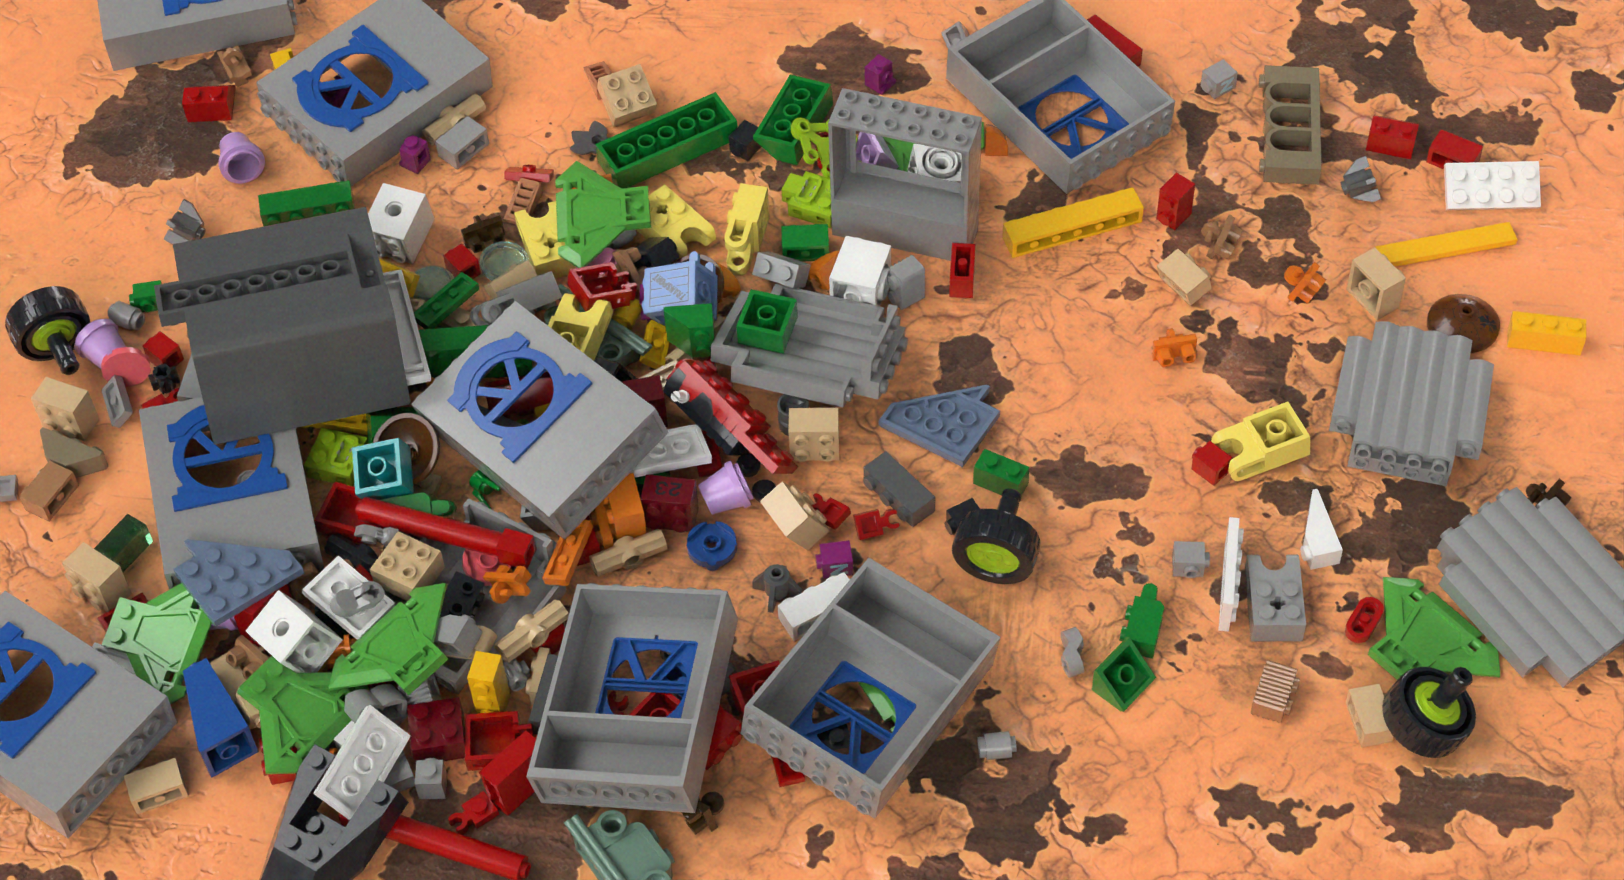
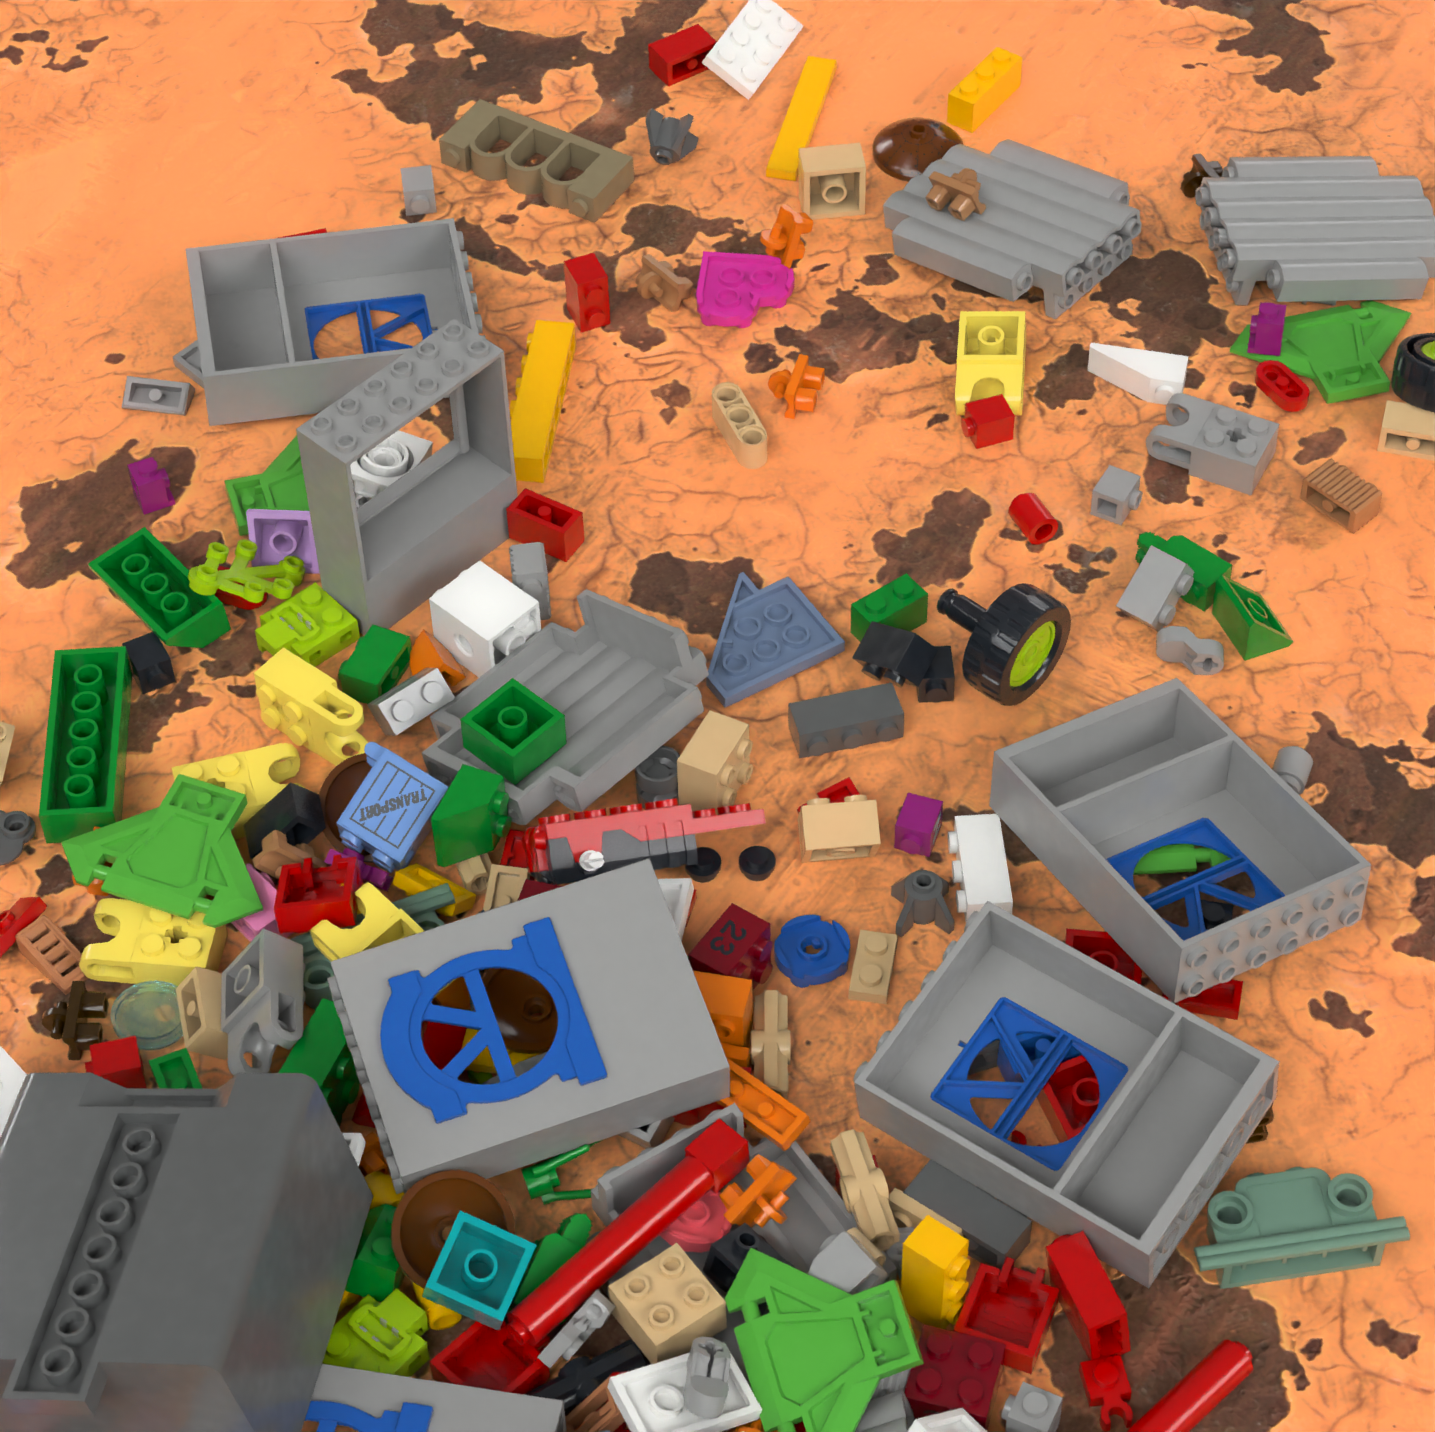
camera: 65 degrees left, 5 degrees down
(726, 489) = (743, 880): lavender piece -> none
(727, 578) = (873, 967): none -> tan plate
(871, 524) = (881, 766): red plate -> none
(956, 488) = (894, 655): none -> black brick
(1105, 609) = (1156, 589): none -> light grey brick
(1118, 332) = (739, 425): none -> tan beam
(1137, 521) = (1033, 518): none -> red brick
(1184, 276) = (701, 334): tan brick -> none
(1231, 574) = (1168, 462): white plate -> none
(1249, 278) = (739, 284): none -> dark pink plate
(1392, 137) = (618, 90): red slope -> none
(1395, 352) = (958, 189): none -> medium nougat hips
(1401, 581) = (1267, 329): none -> magenta brick

